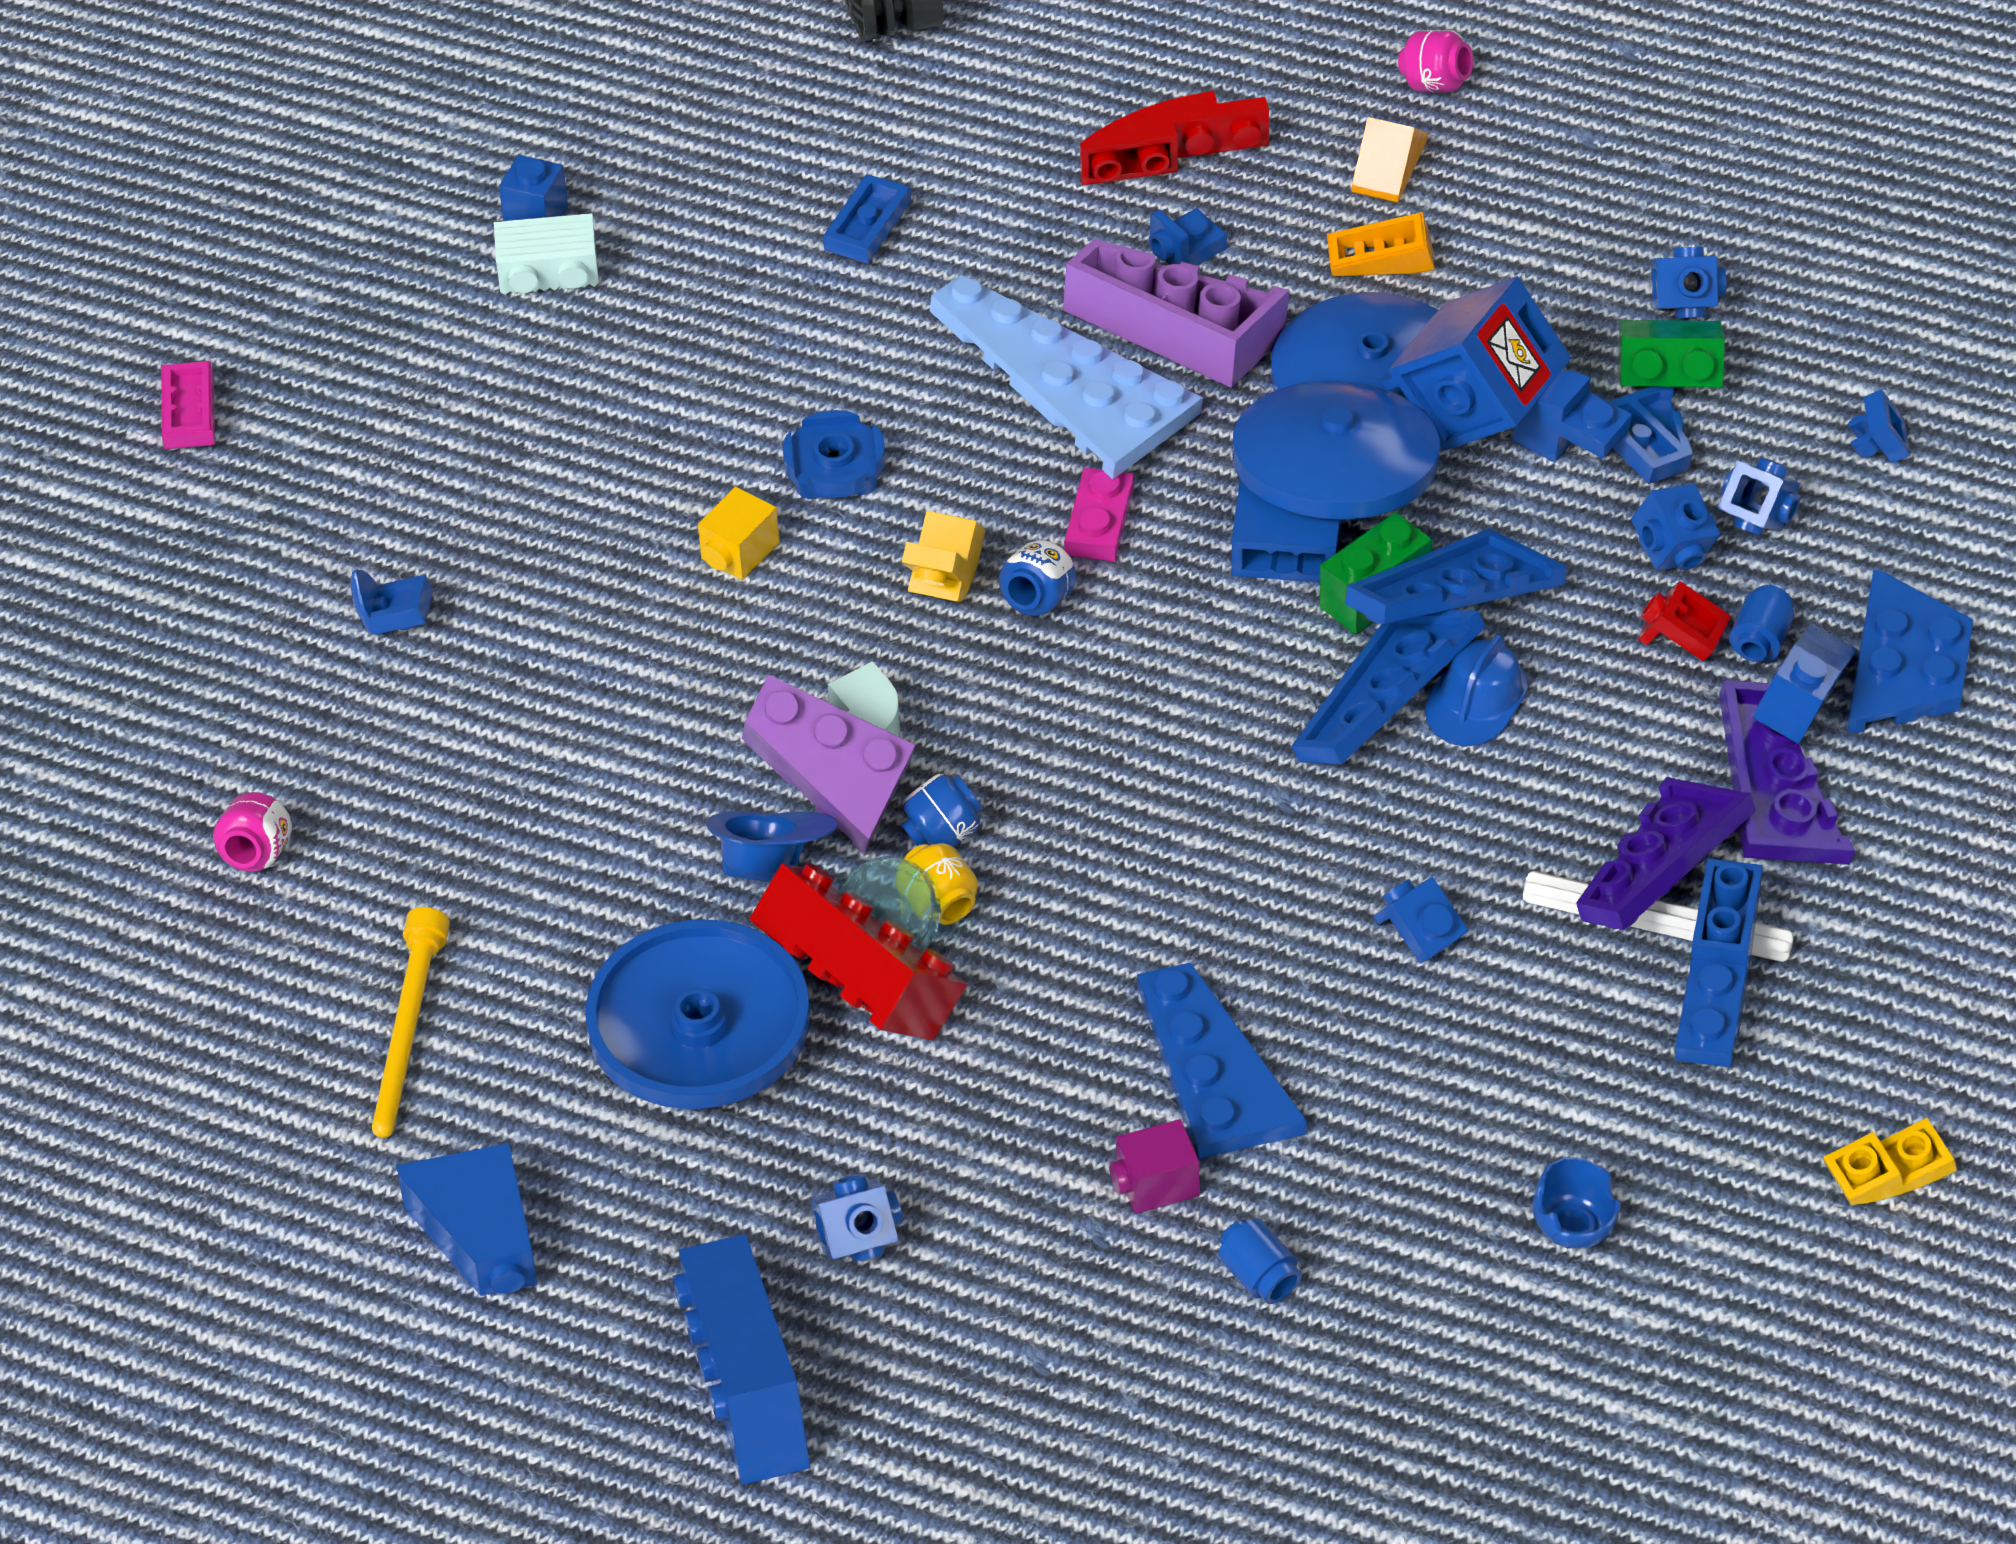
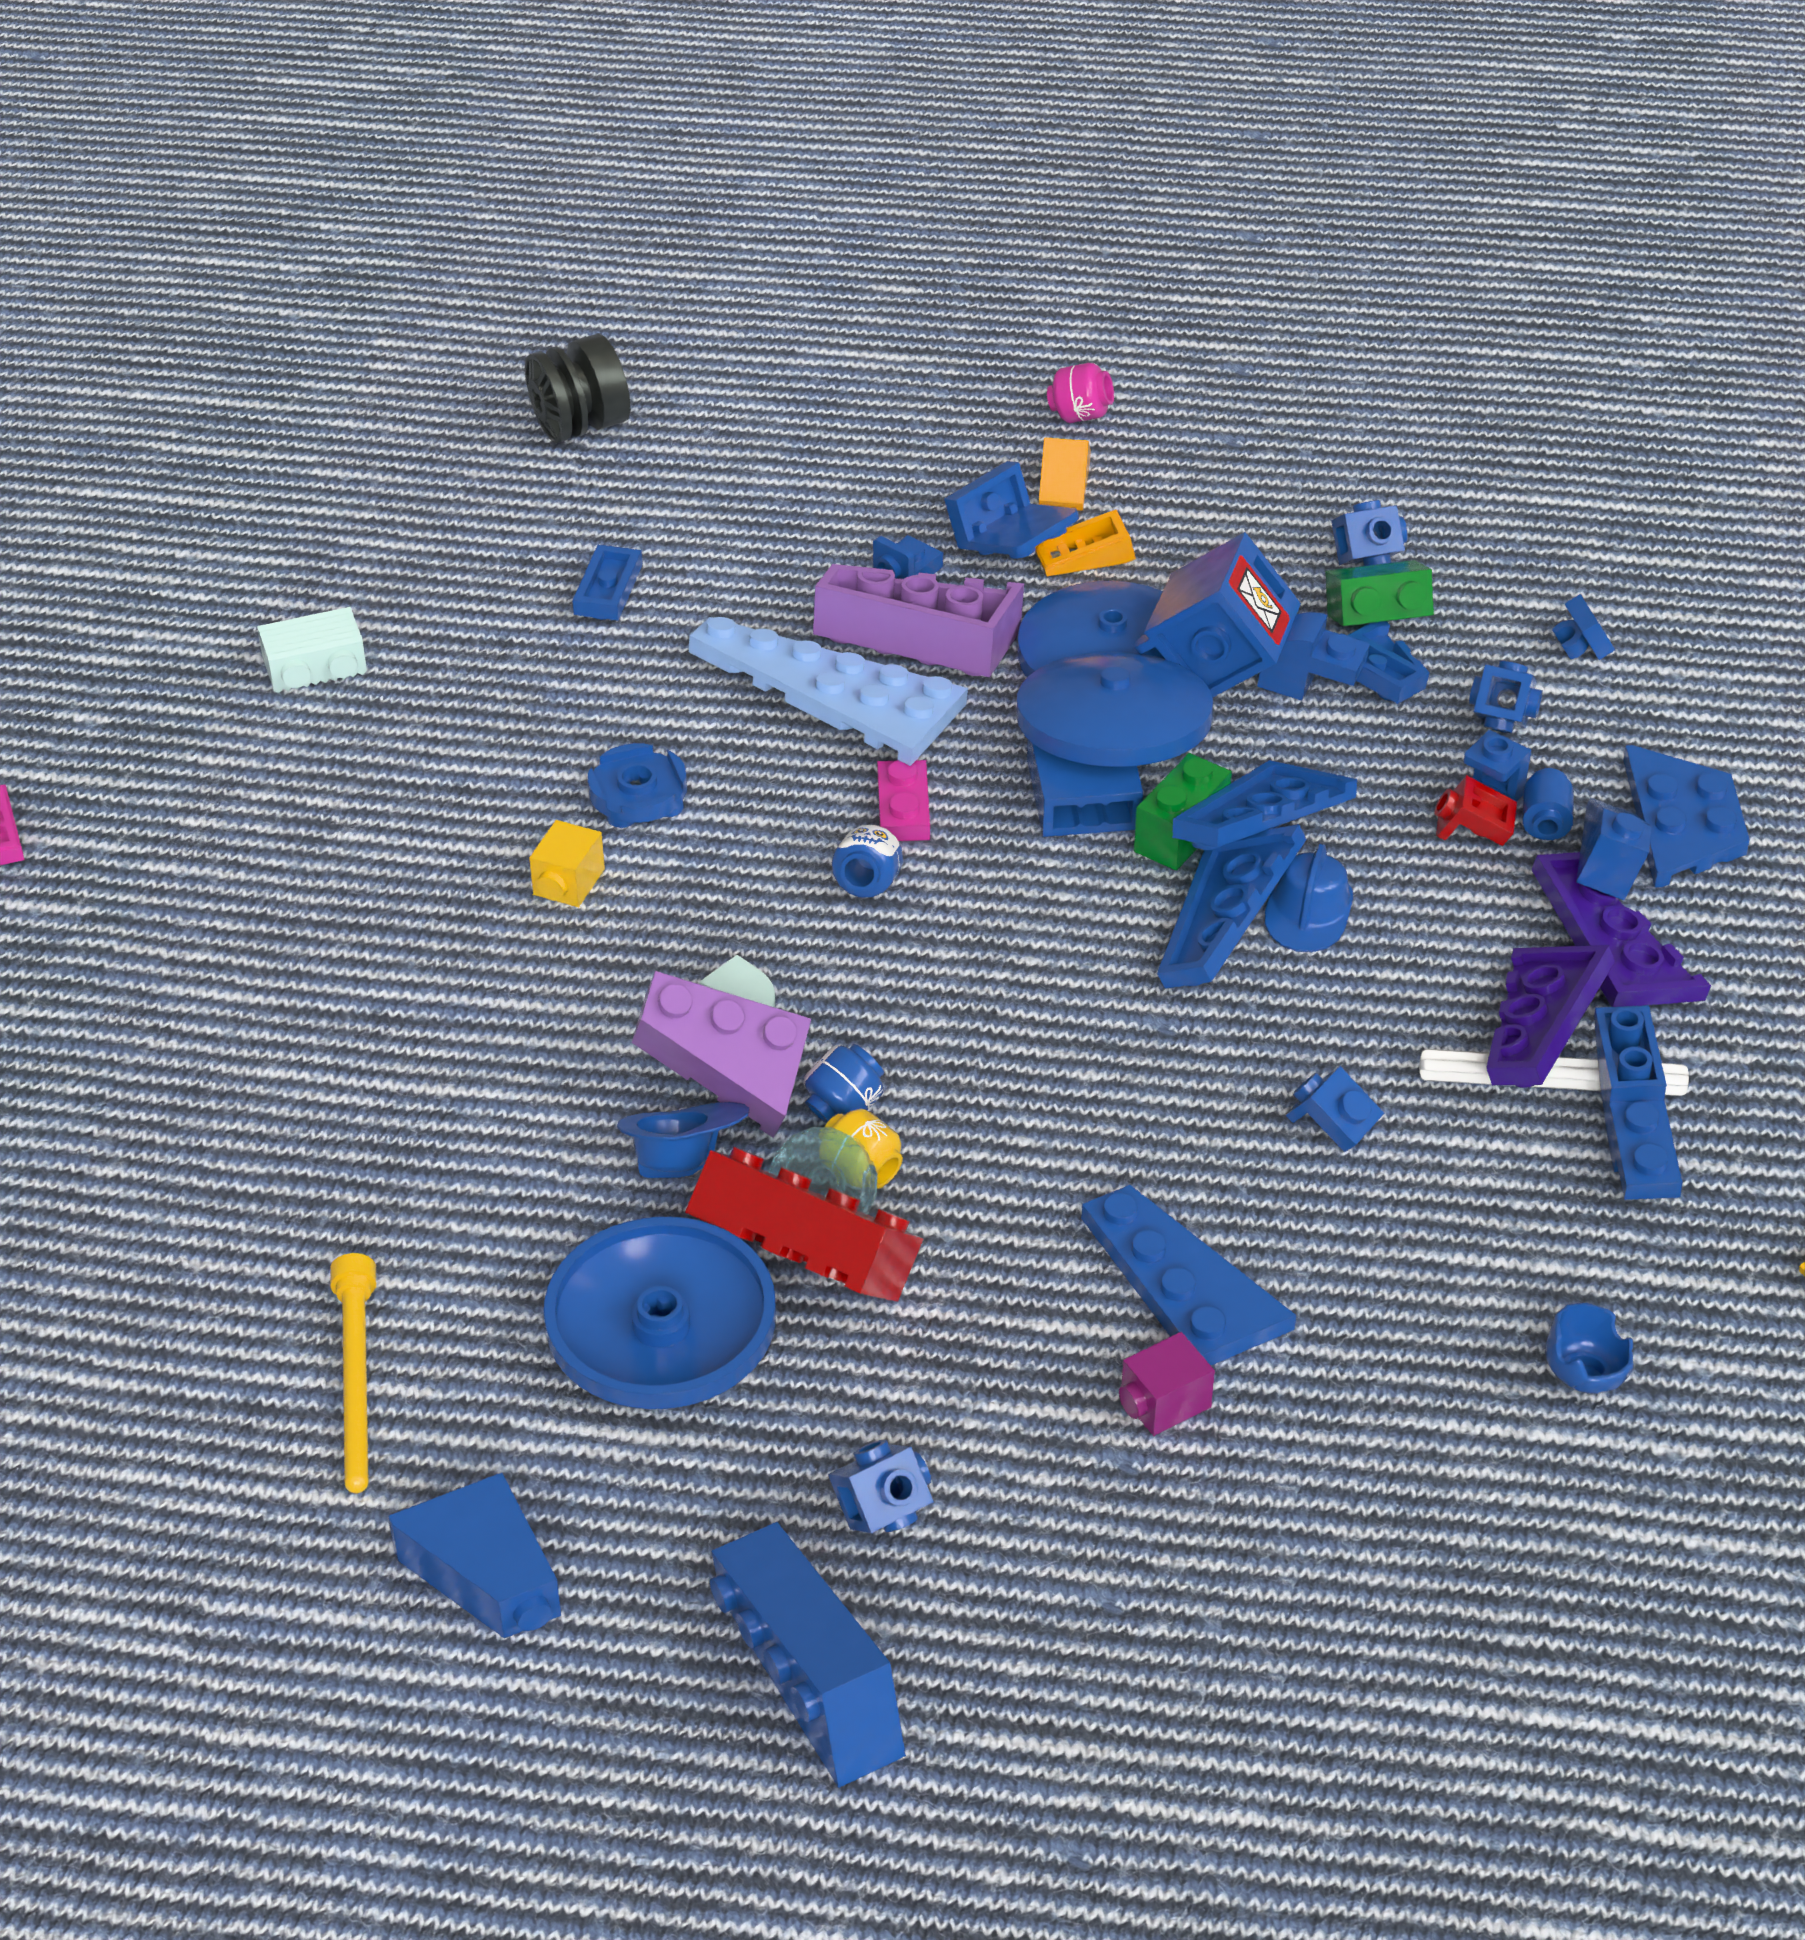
camera: 15 degrees left, 5 degrees down
(252, 831) = (149, 1210): dark pink head -> none
(391, 604) = (239, 977): blue plate -> none
(533, 190) = (286, 594): blue brick -> none
(945, 556) = (773, 854): yellow brick -> none
(1159, 134) = (859, 478): red slope -> none
(1259, 1260) = (1299, 1458): blue brick -> none
(1300, 202) = (998, 517): none -> blue bracket
(1675, 527) = (1440, 732): blue brick -> none
(1721, 572) = (1499, 764): none -> blue bracket

